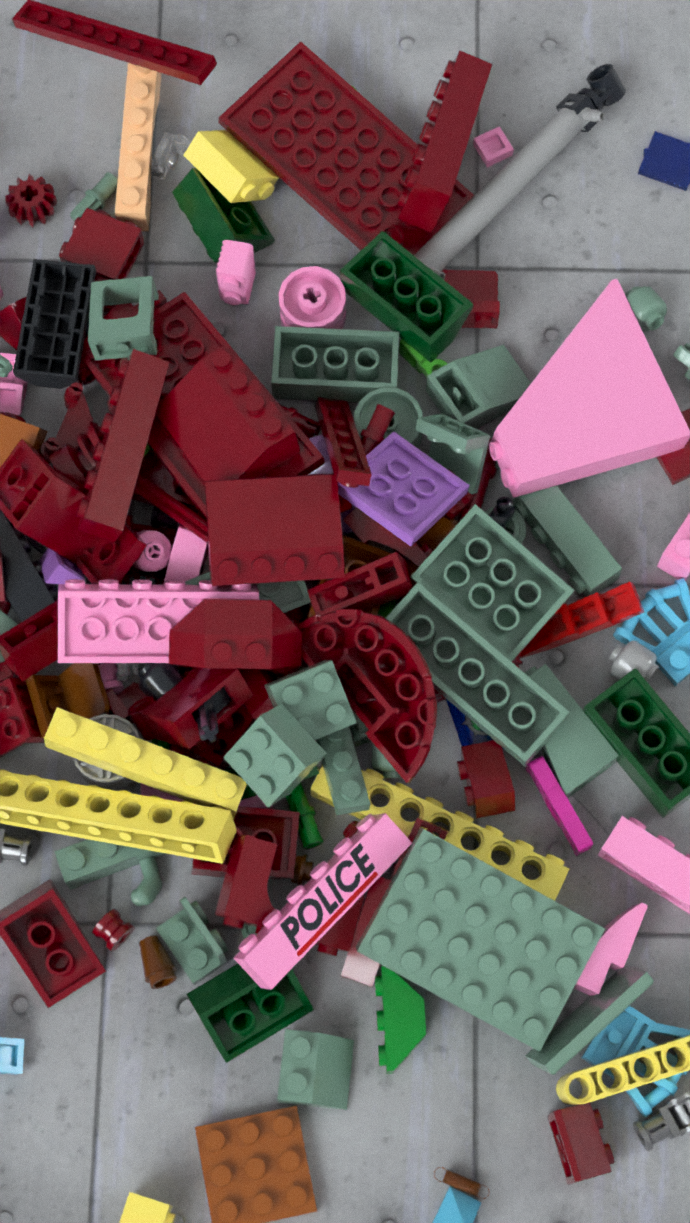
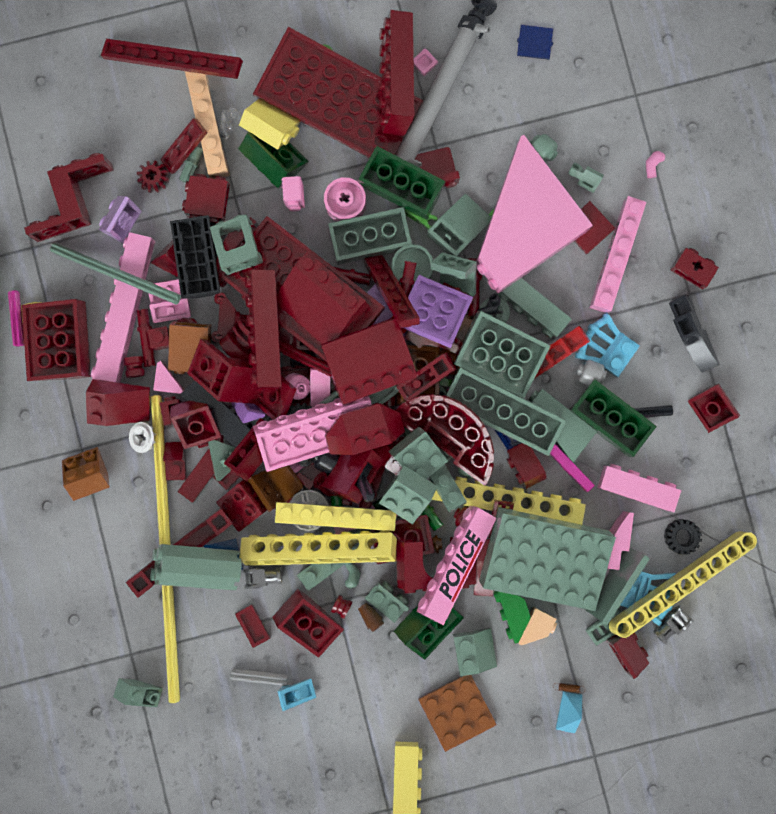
camera: 15 degrees left, 15 degrees up
(91, 167) = (183, 146): none -> dark red tile
(434, 1056) = (539, 626): none -> light nougat slope
(526, 1100) = (604, 636): none -> sand green slope

